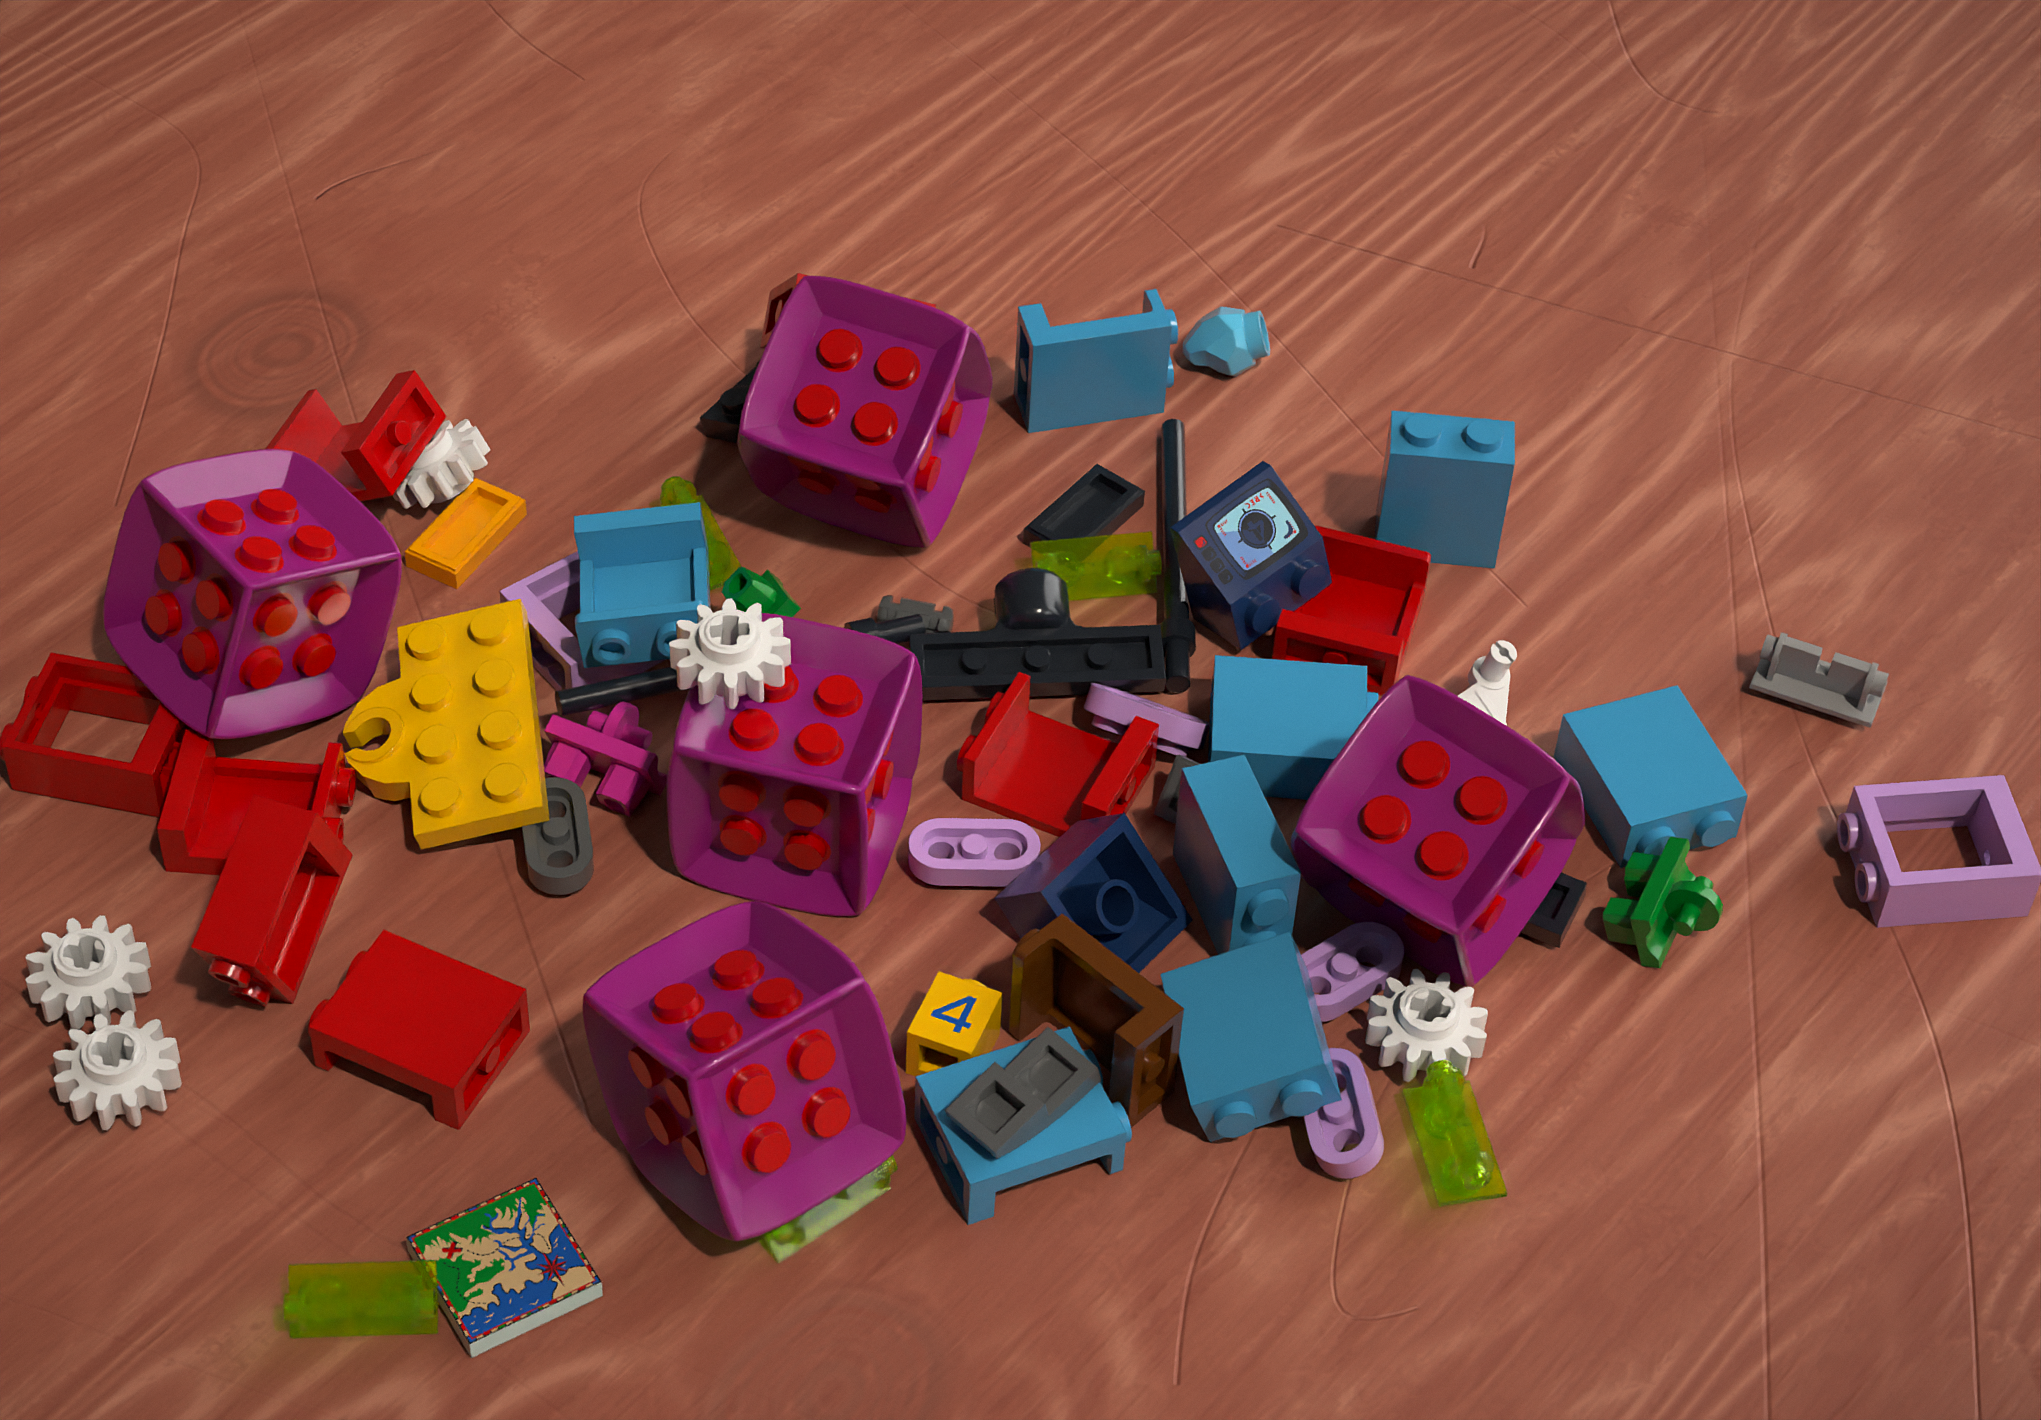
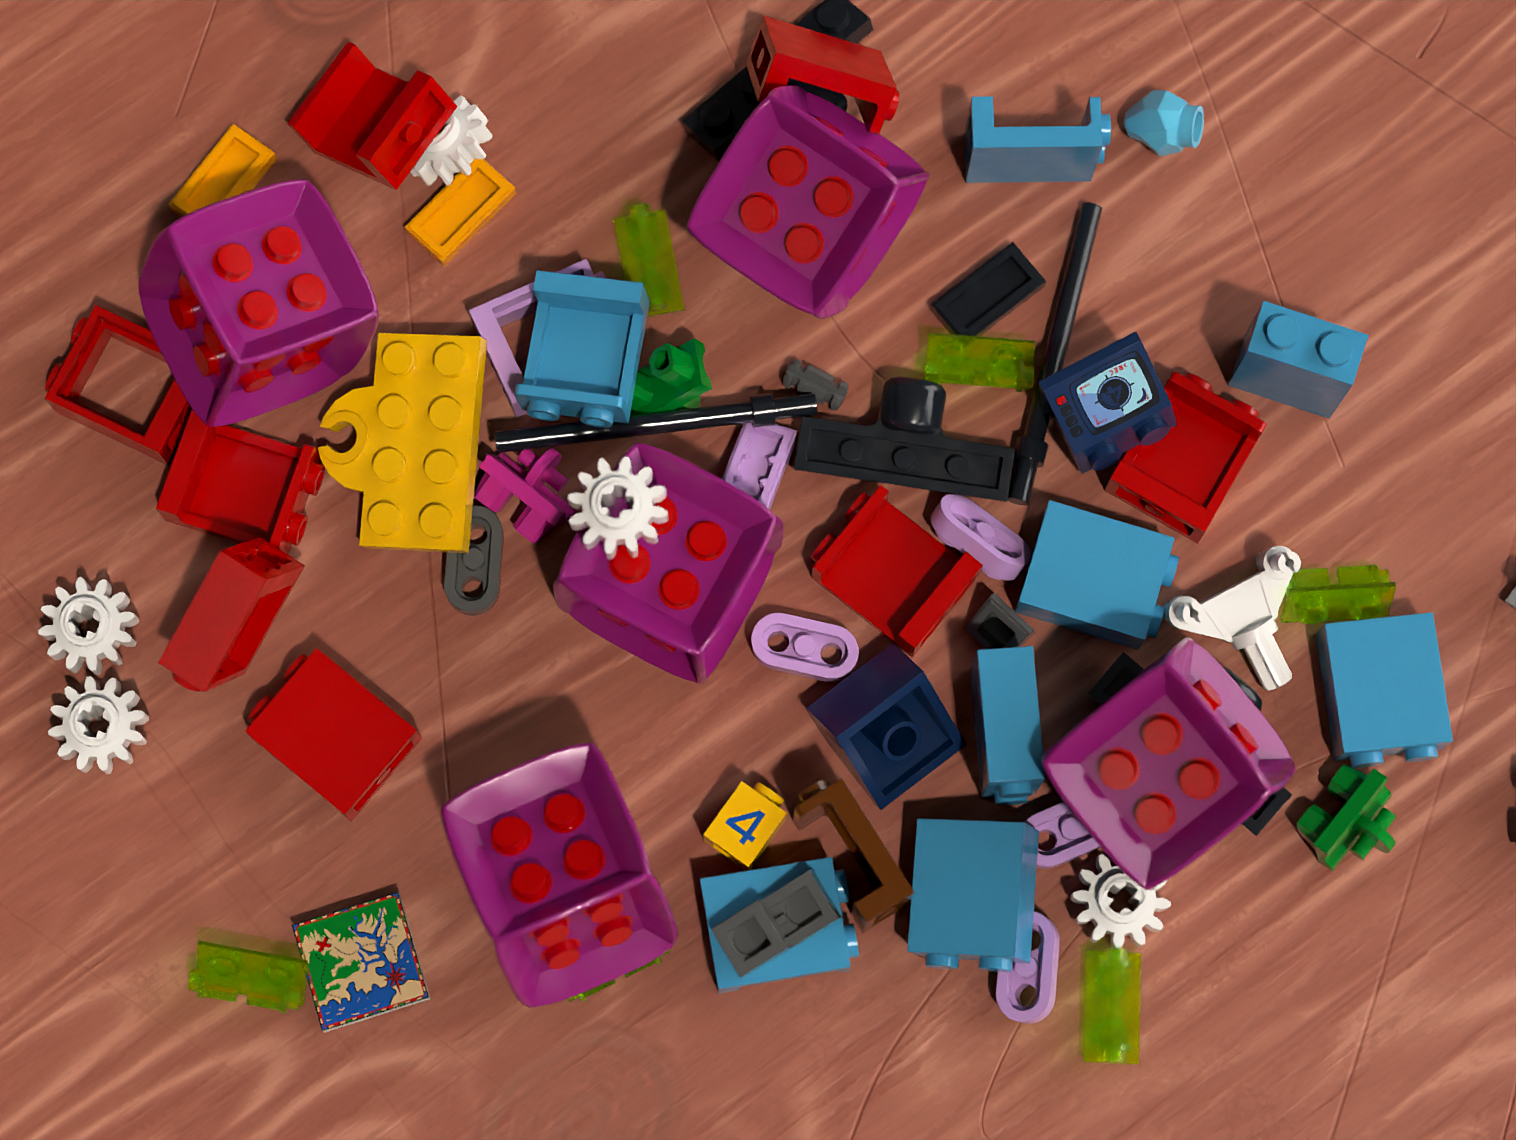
camera: 15 degrees right, 30 degrees up
(1539, 710) = (1359, 595): none -> clear neon green hinge

